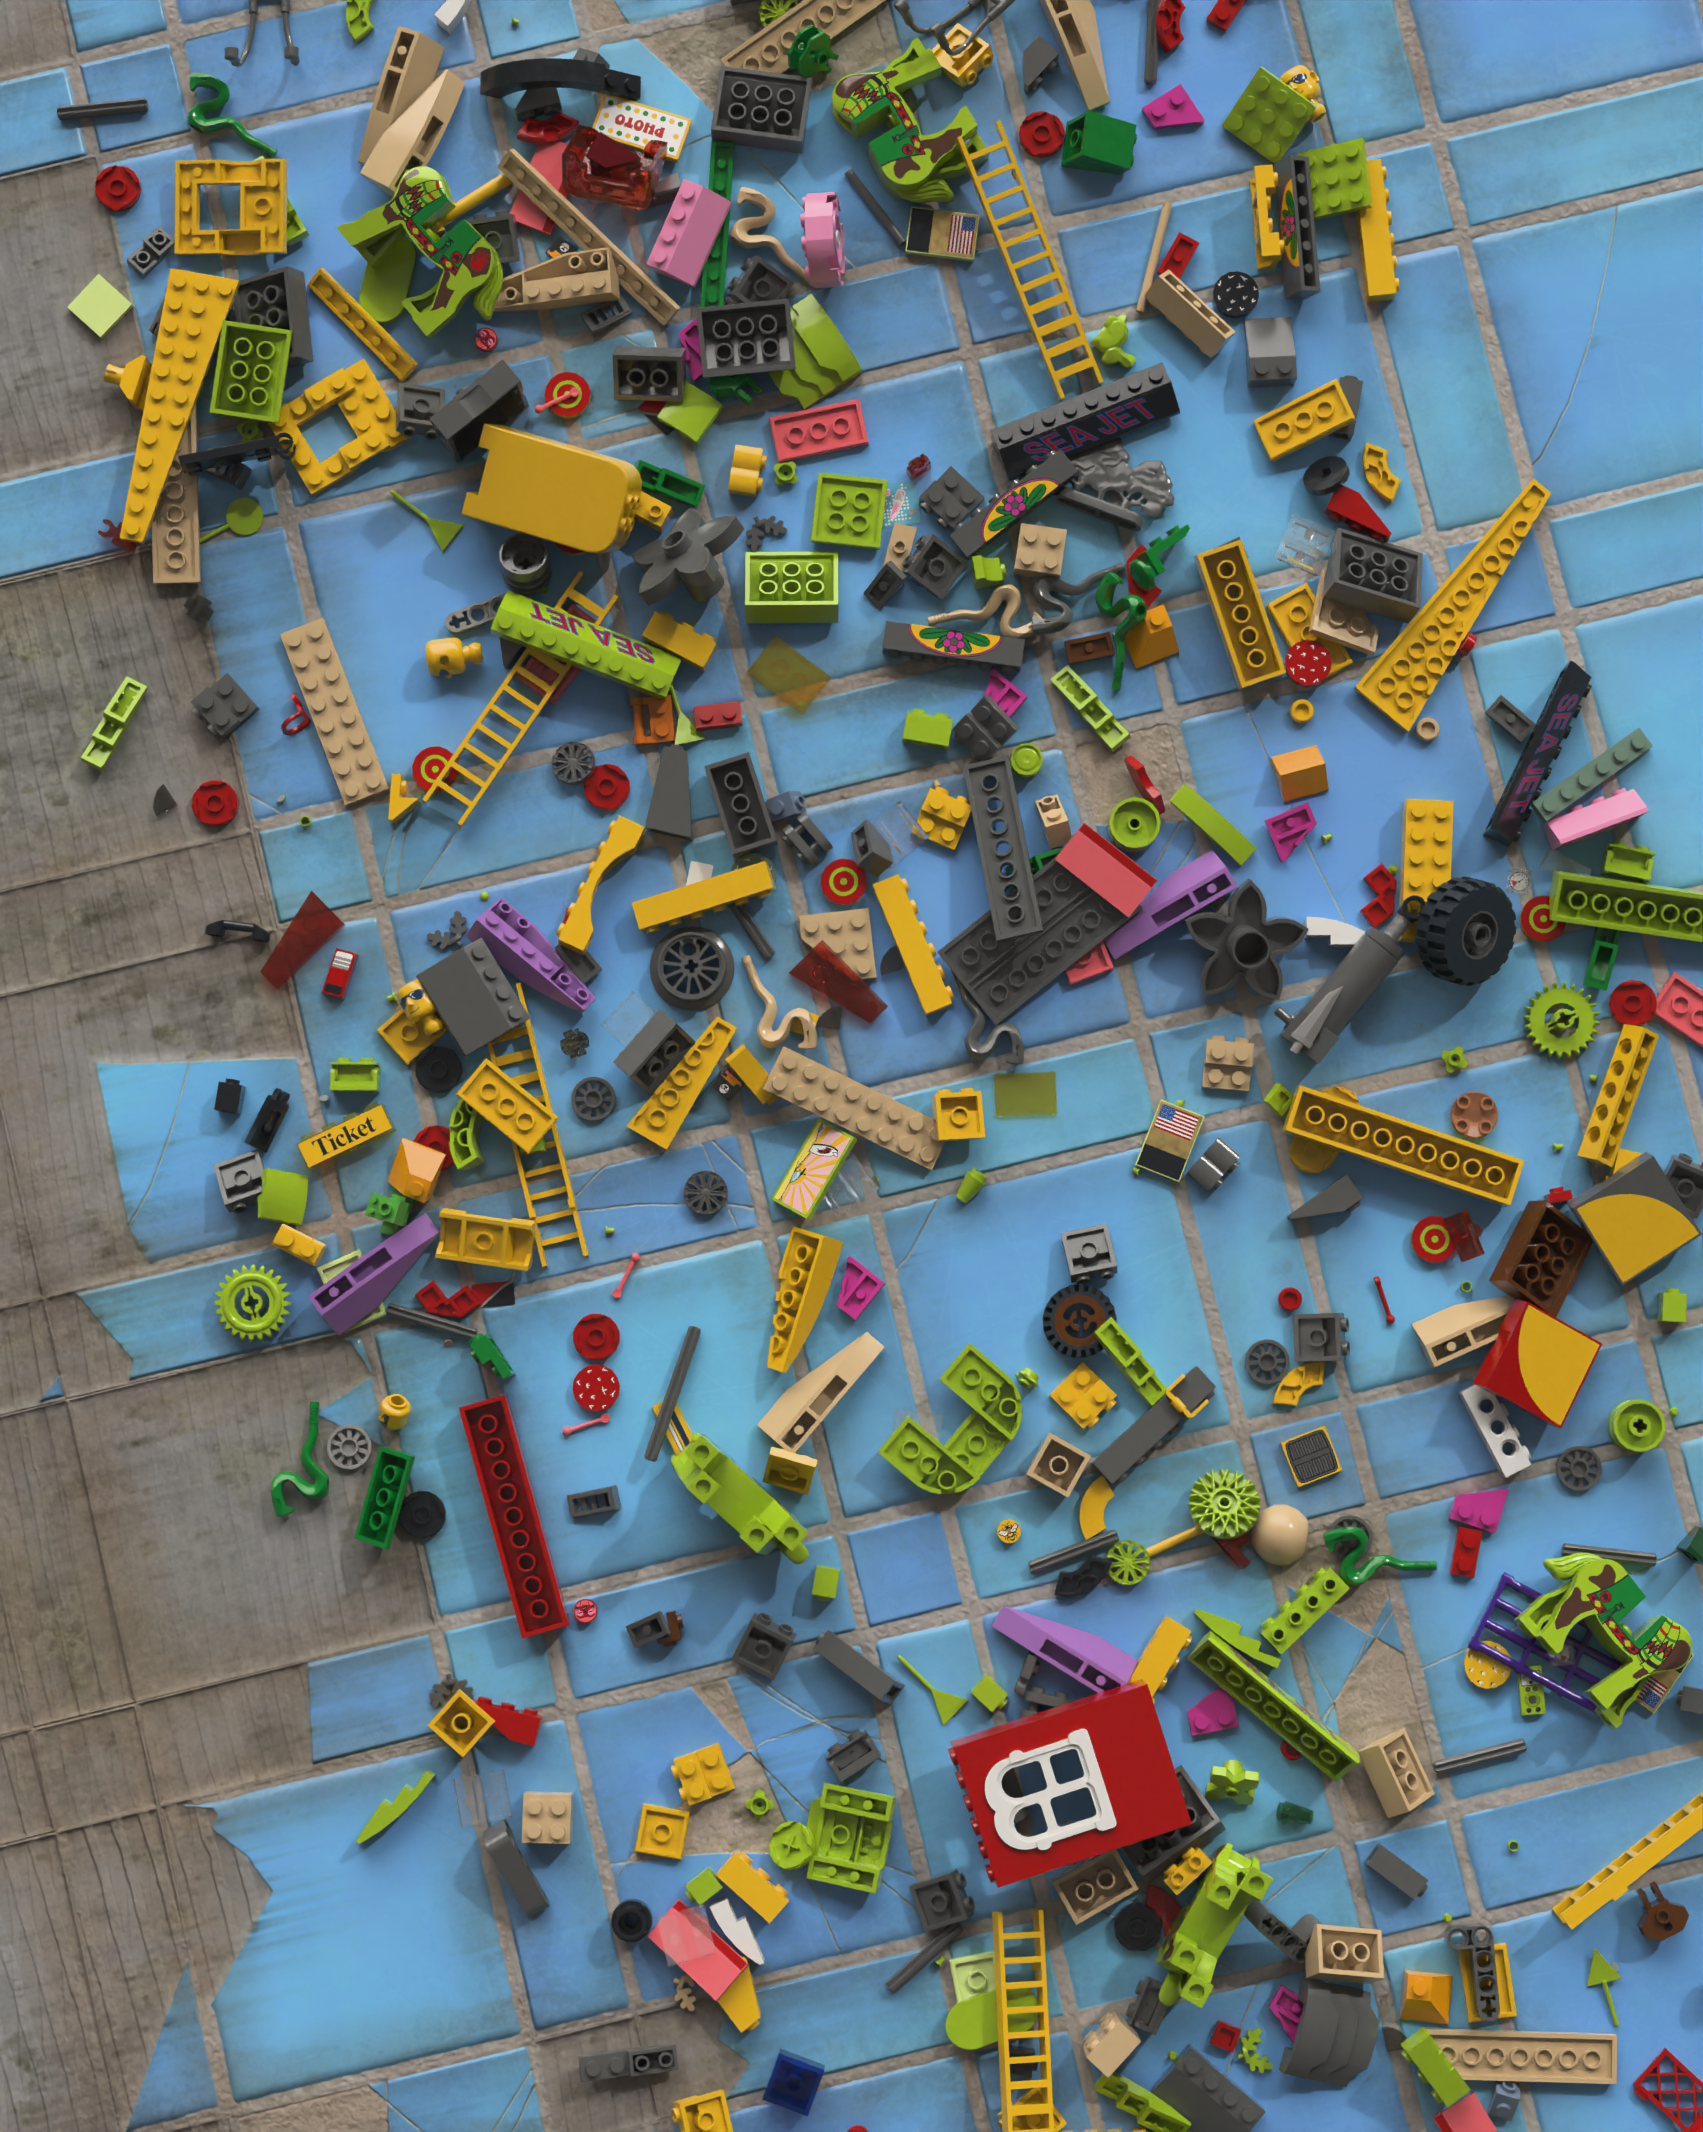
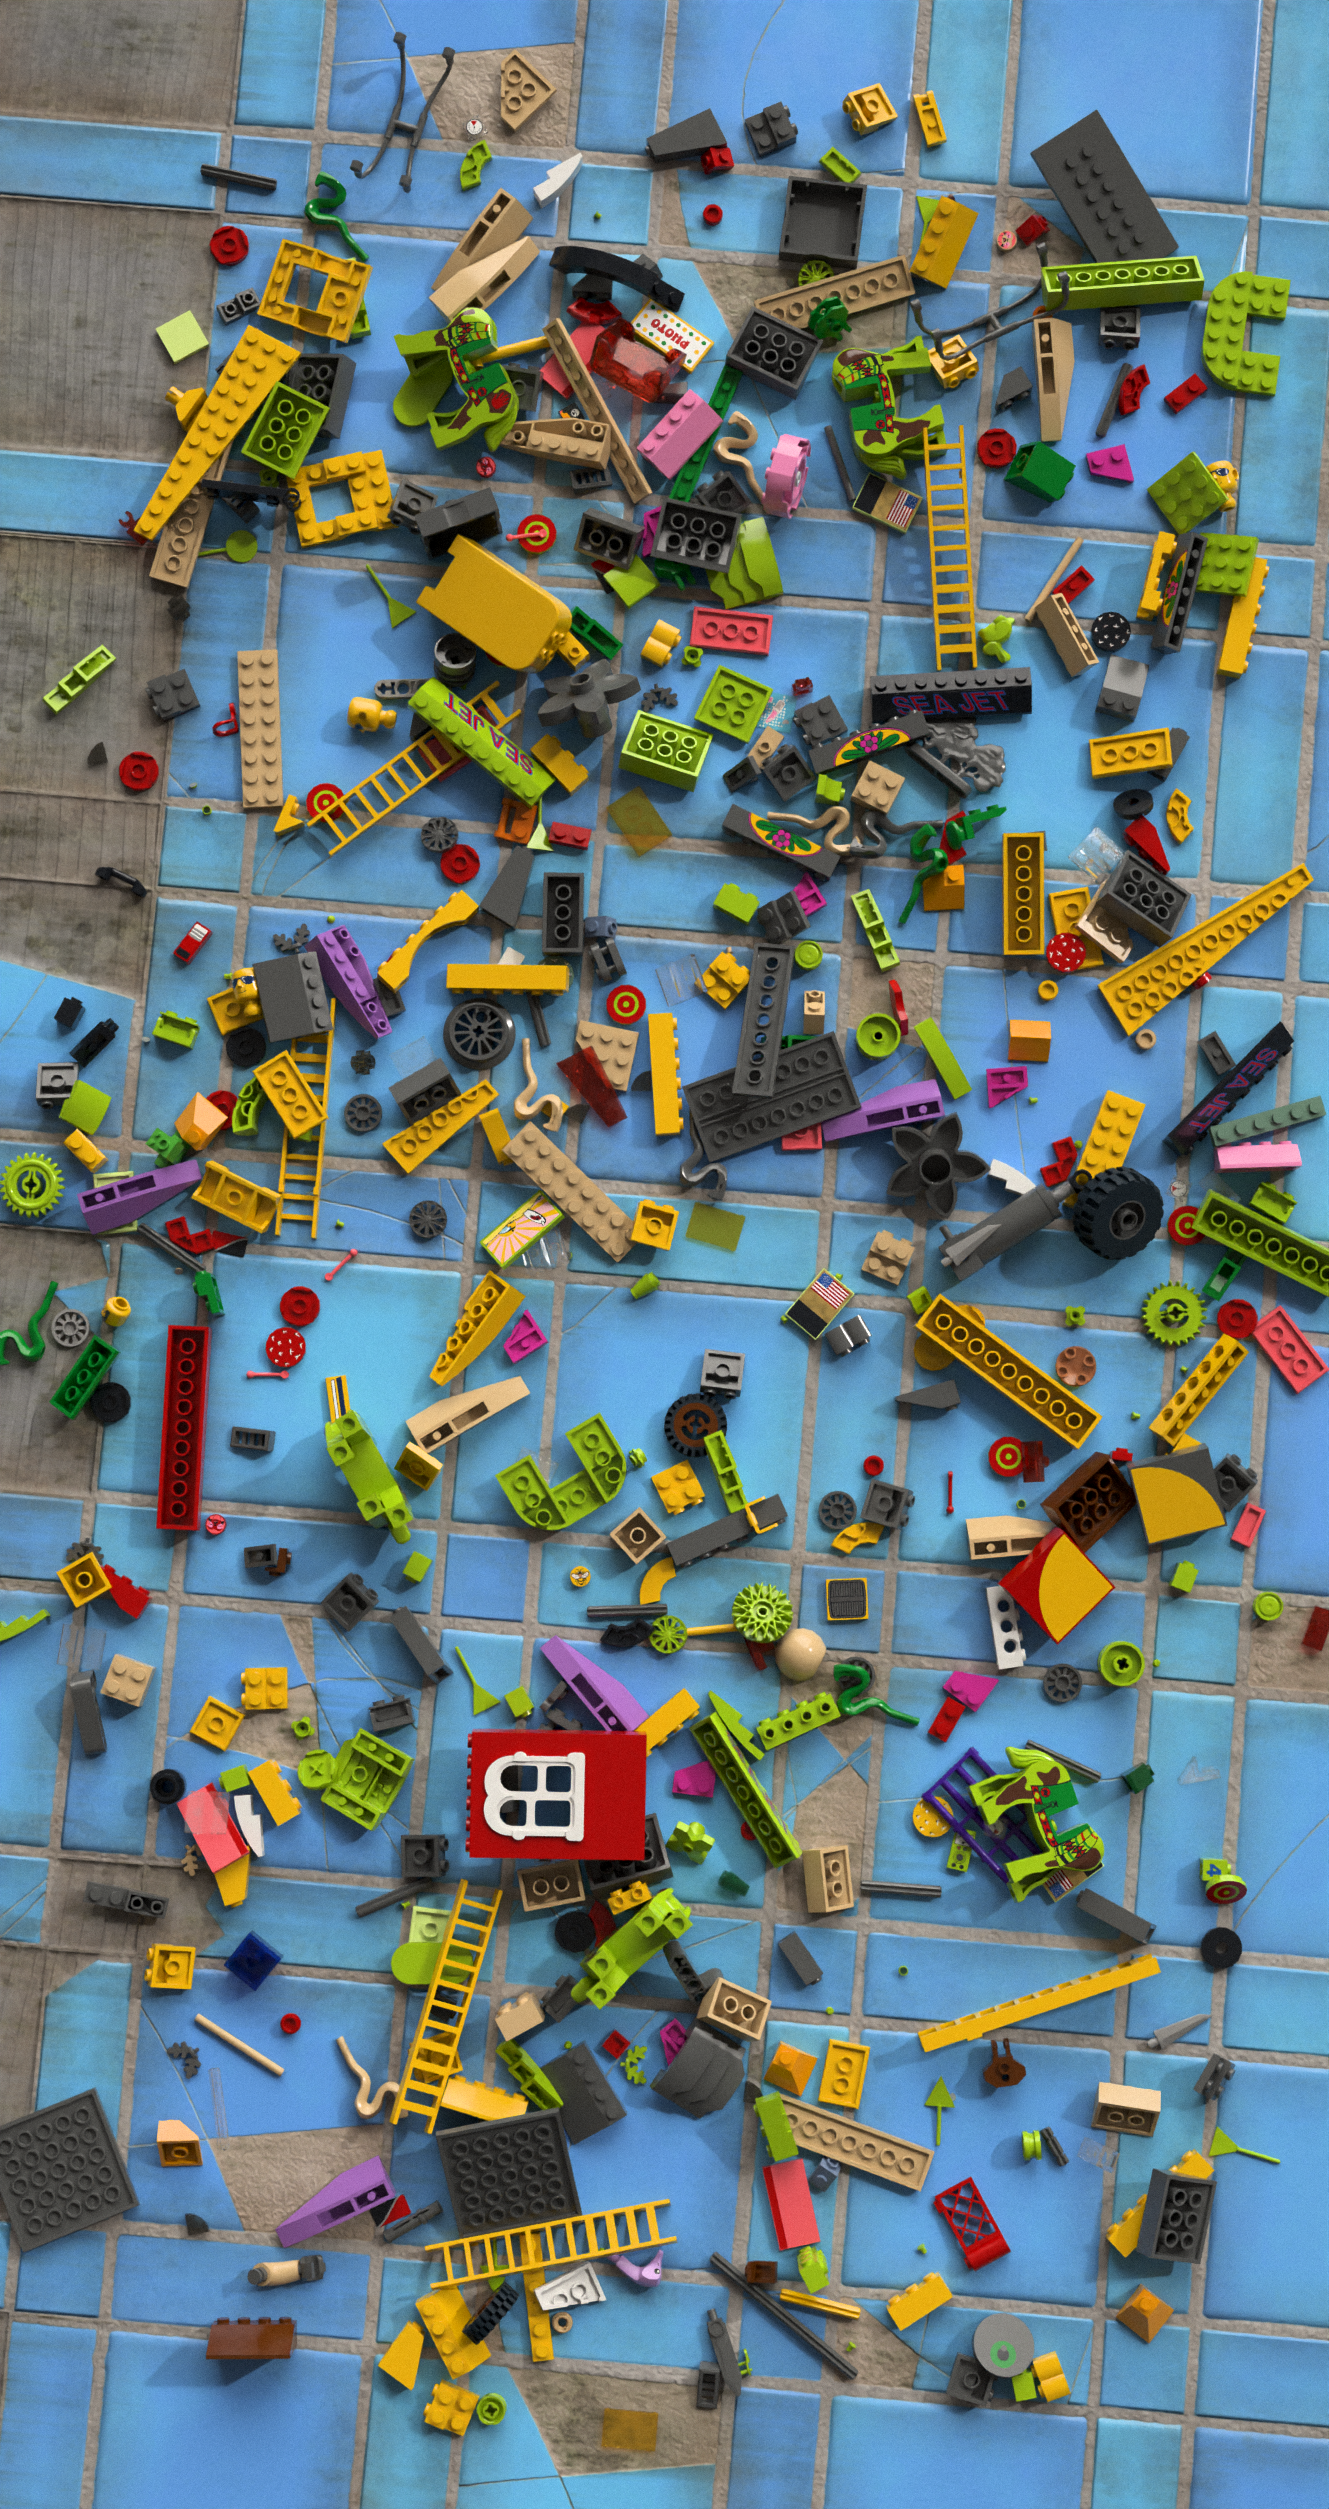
camera: 20 degrees right, 0 degrees up
(304, 937) = (174, 903): clear red wing -> none
(346, 1136) = (152, 1076): yellow brick -> none
(362, 324) = (389, 421): yellow tile -> none
(610, 154) = (636, 349): dark red slope -> none
(672, 1393) = (345, 1372): dark grey axle -> none
(727, 1085) = (475, 1138): clear smoke tile -> none
(871, 849) = (657, 985): dark grey slope -> none
(1089, 648) = (891, 881): reddish brown plate -> none
(1106, 869) = (841, 1065): coral tile -> none
(1478, 1972) = (840, 2062): dark grey beam -> none

